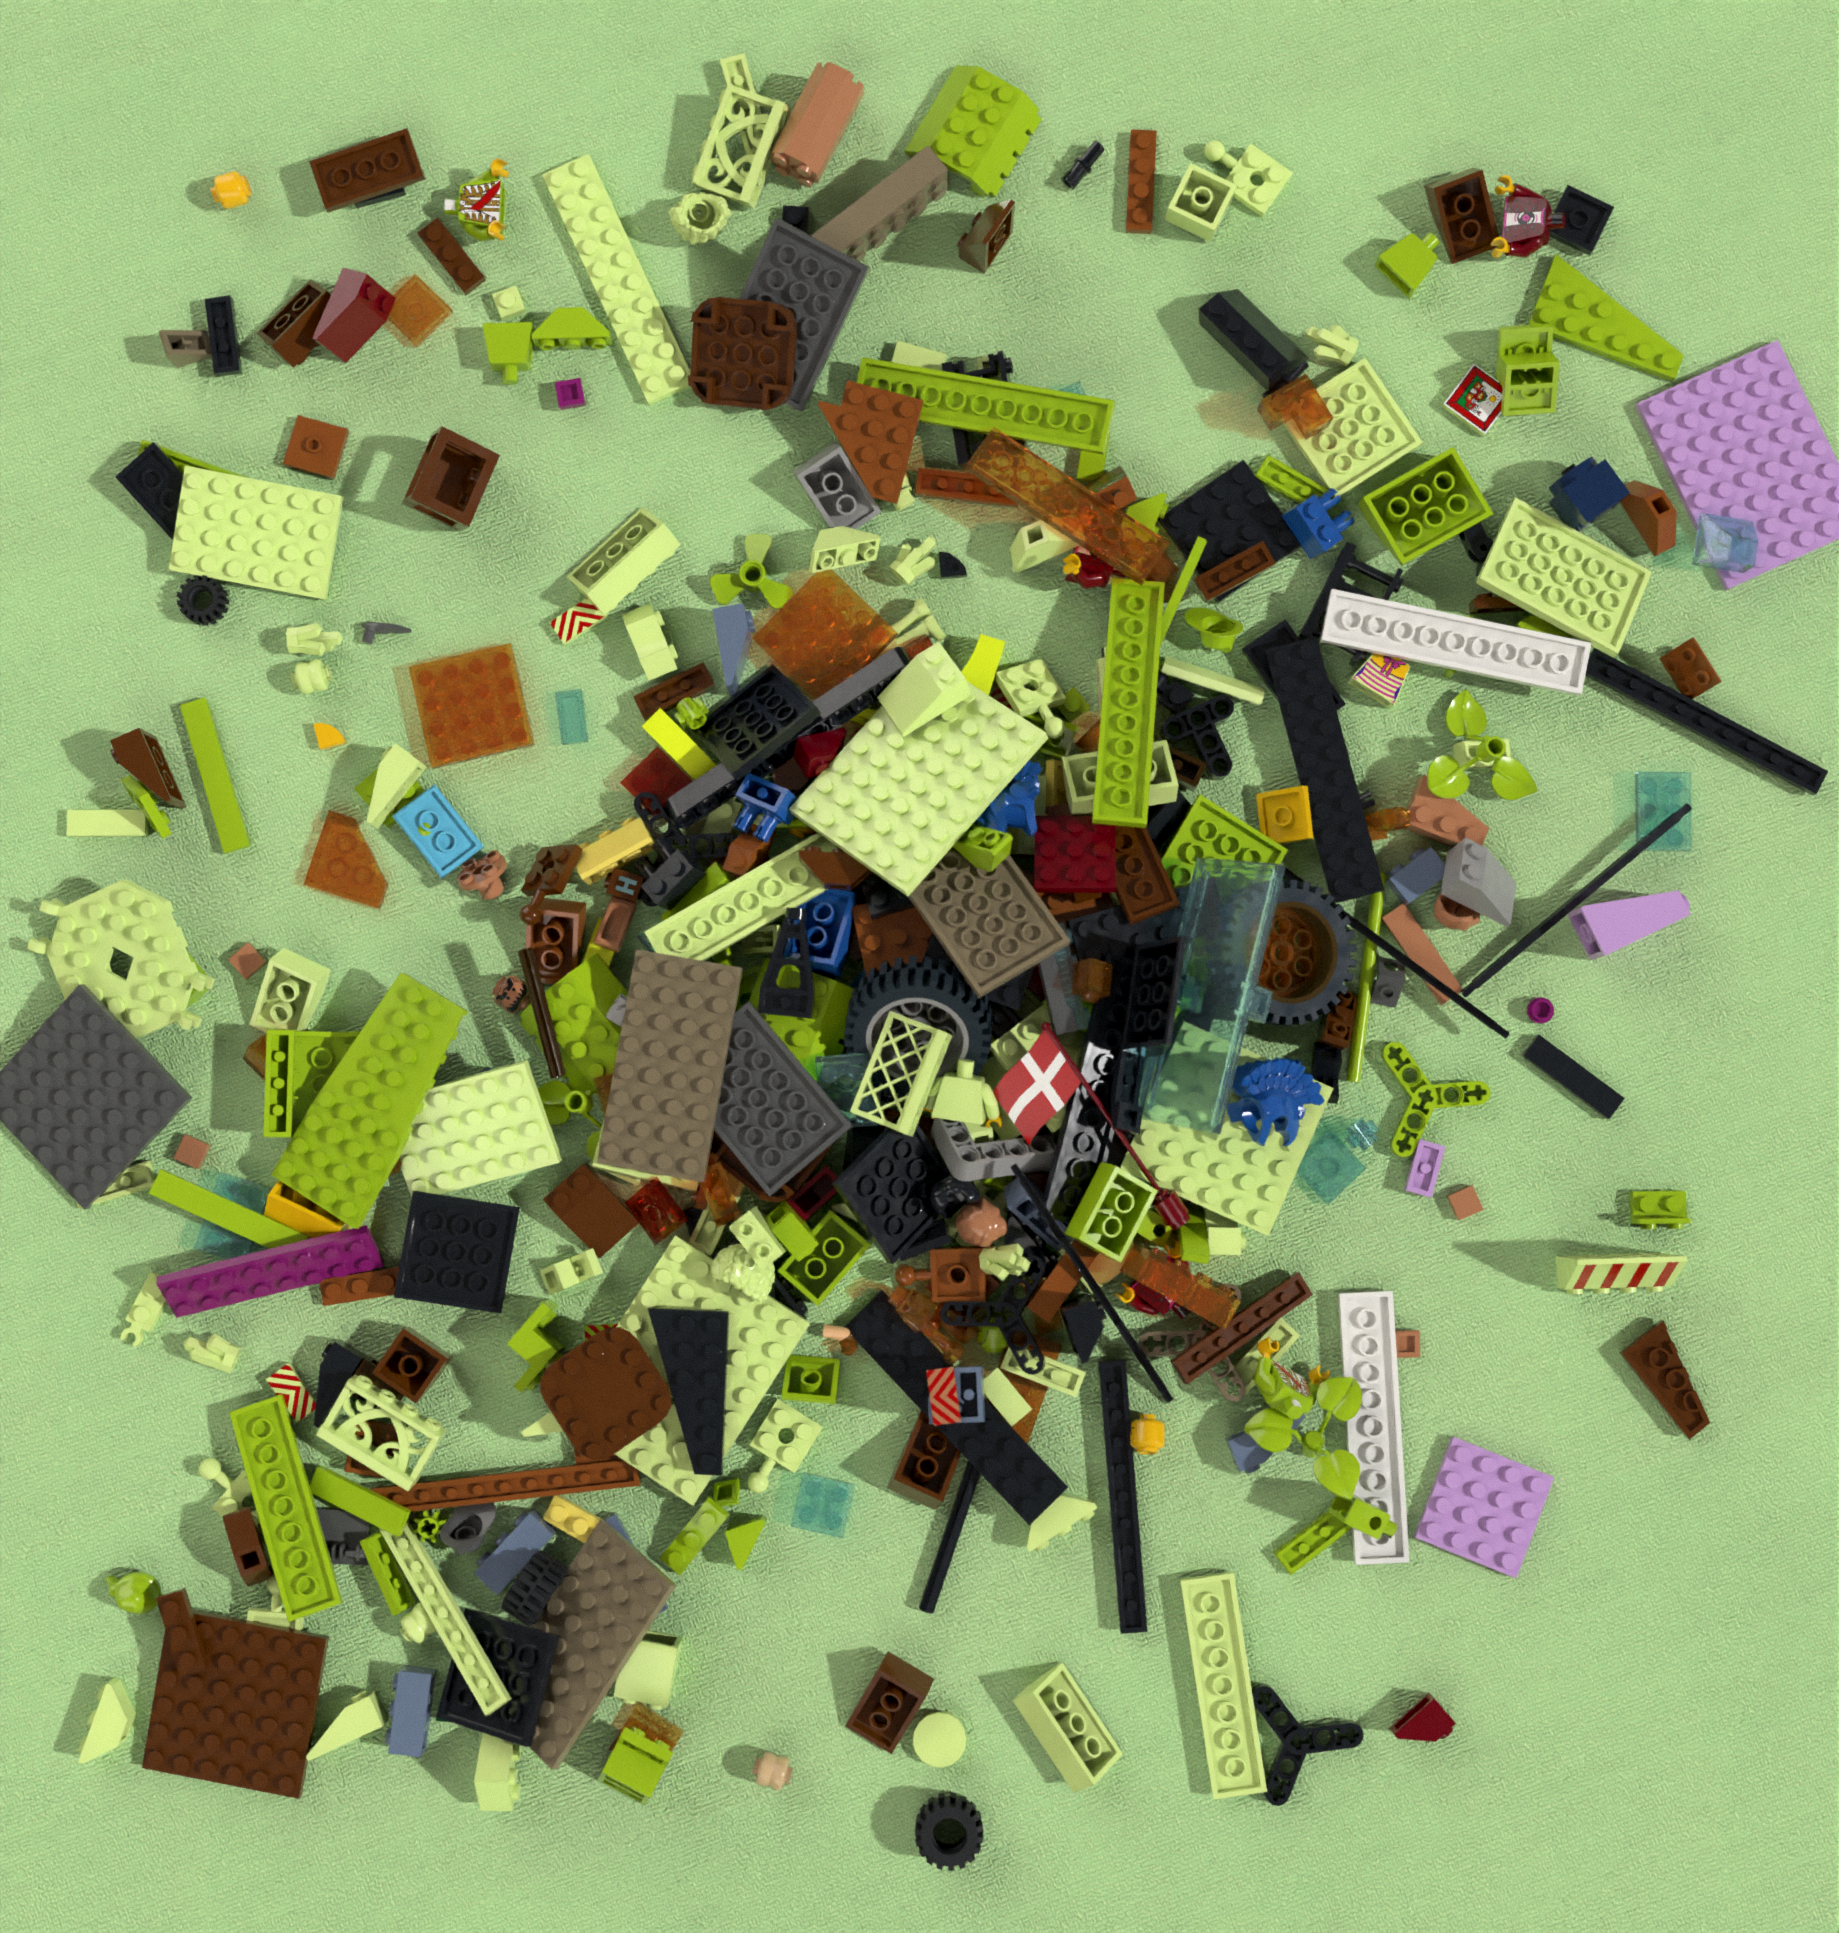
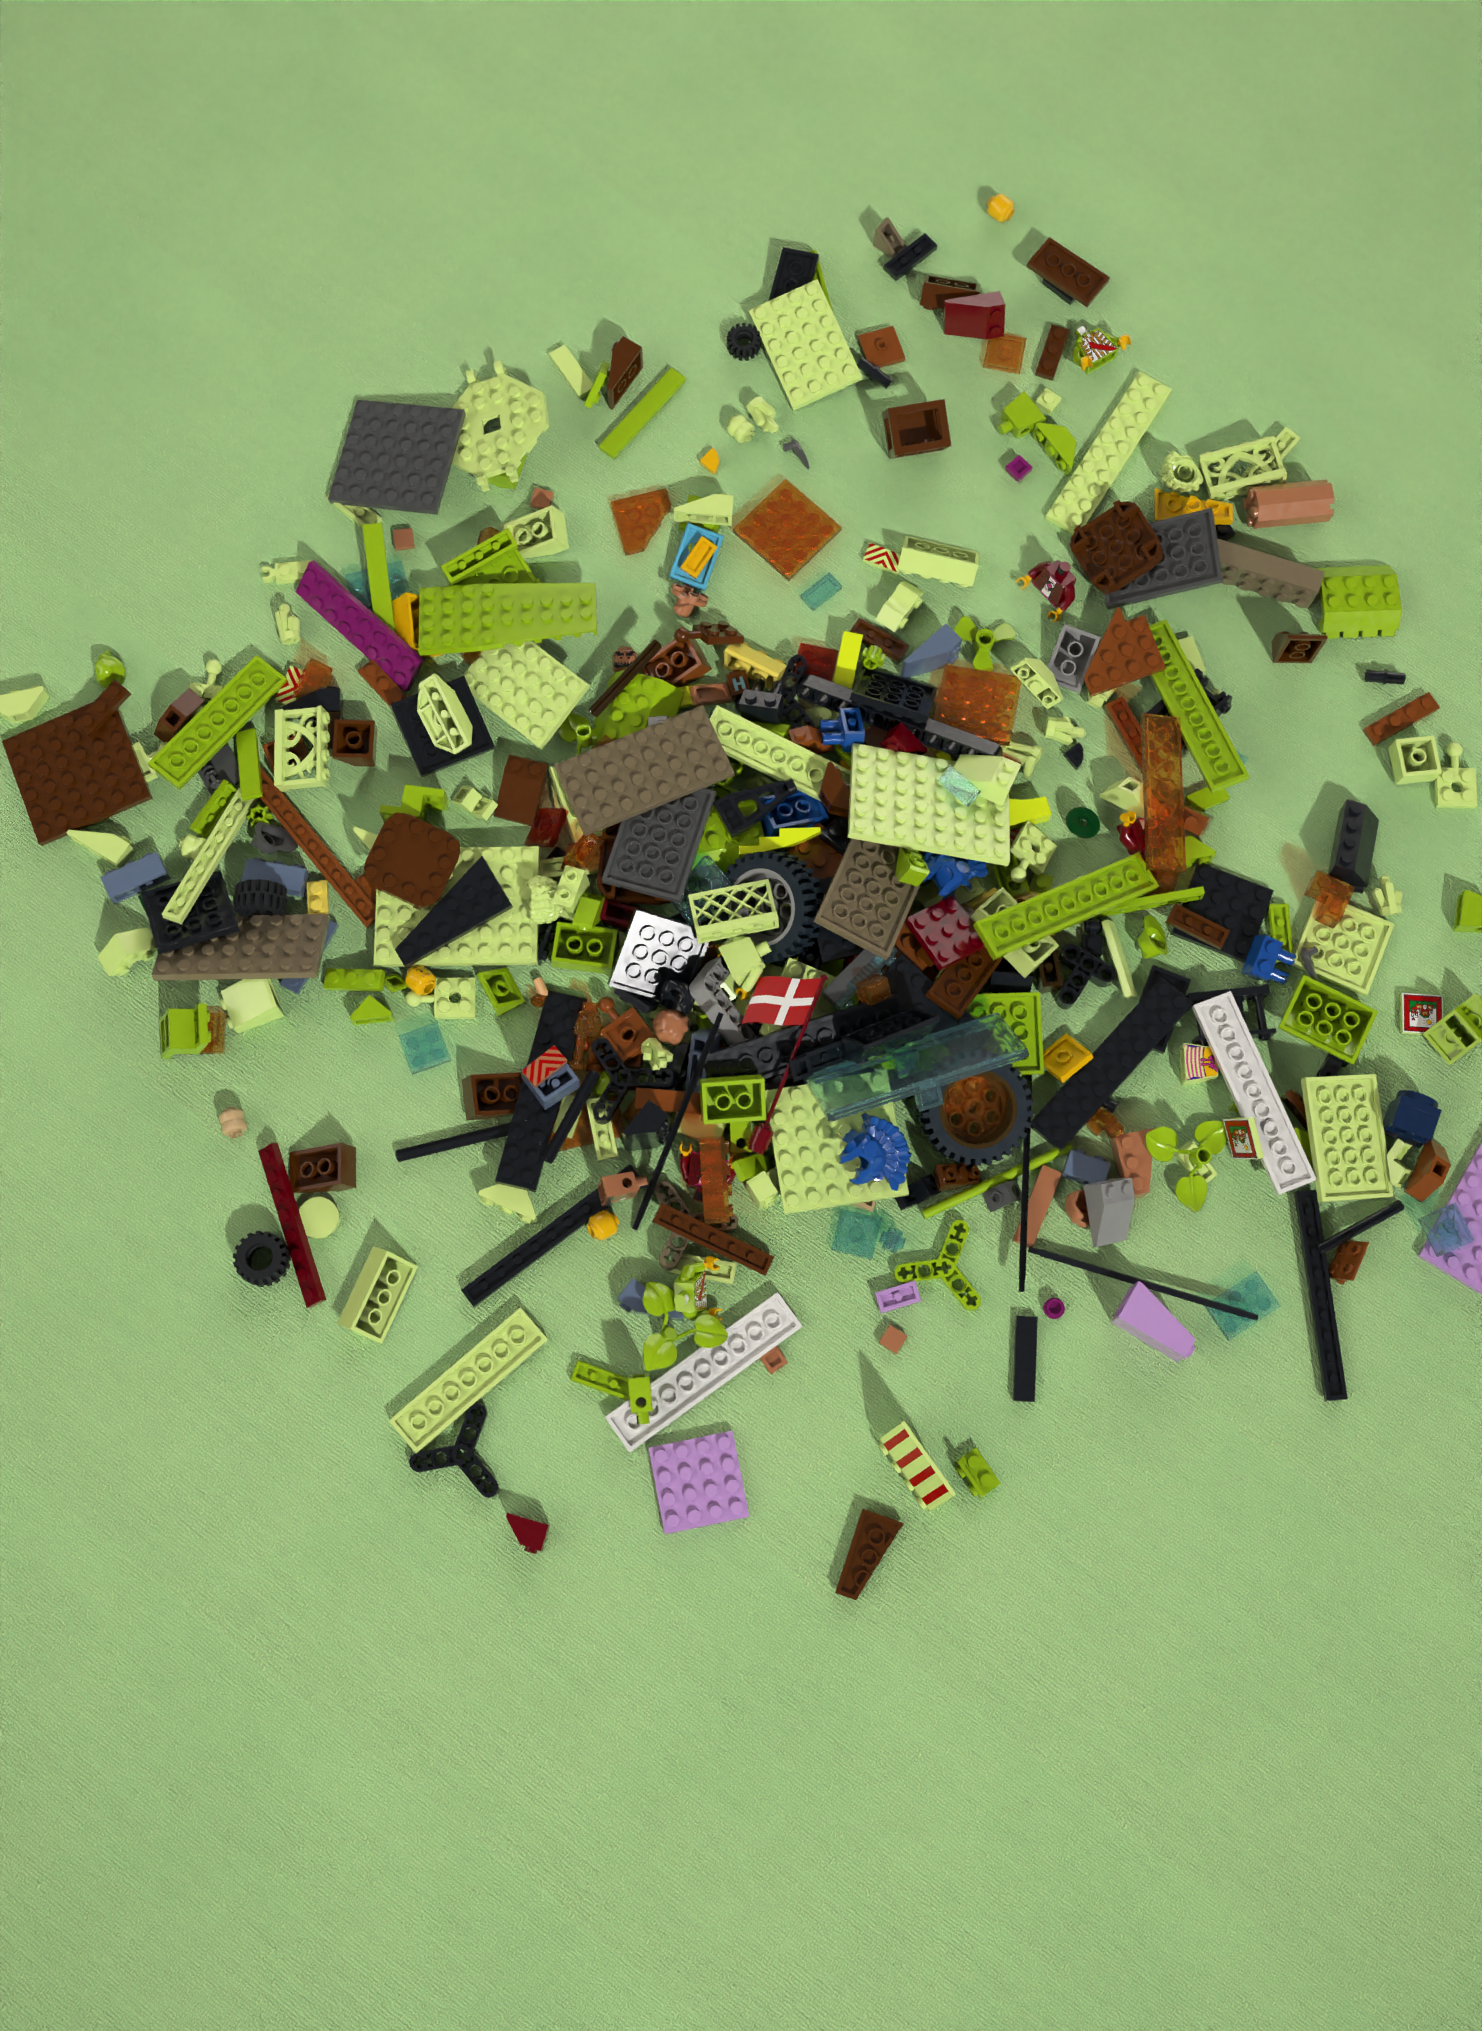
camera: 50 degrees right, 10 degrees down
(301, 1364) = (314, 676): none -> clear orange slope
(343, 476) = (874, 372): none -> black pin
(442, 830) = (698, 557): none -> yellow tile
(451, 1246) = (443, 715): none -> yellowish green wedge
(737, 450) = (1055, 583): none -> dark red torso
(739, 248) = (1172, 505): none -> yellow wing
(743, 1463) = (420, 980): none -> yellow head
(855, 957) = (788, 838): none -> neon yellow slope
(921, 728) = (959, 786): none -> clear light blue tile
(930, 1774) = (292, 1225): none -> dark red plate
(1010, 1396) = (570, 1117): none -> black axle
(1035, 612) = (1082, 828): none -> dark green piece
(1122, 1404) = (612, 1189): none -> nougat torso
(1347, 480) = (1307, 961): none -> dark grey bar
(1496, 687) = (1243, 1138): none -> tile
(1627, 546) = (1398, 1171): none -> yellowish green slope
(1662, 630) = (1360, 1227): none -> black axle

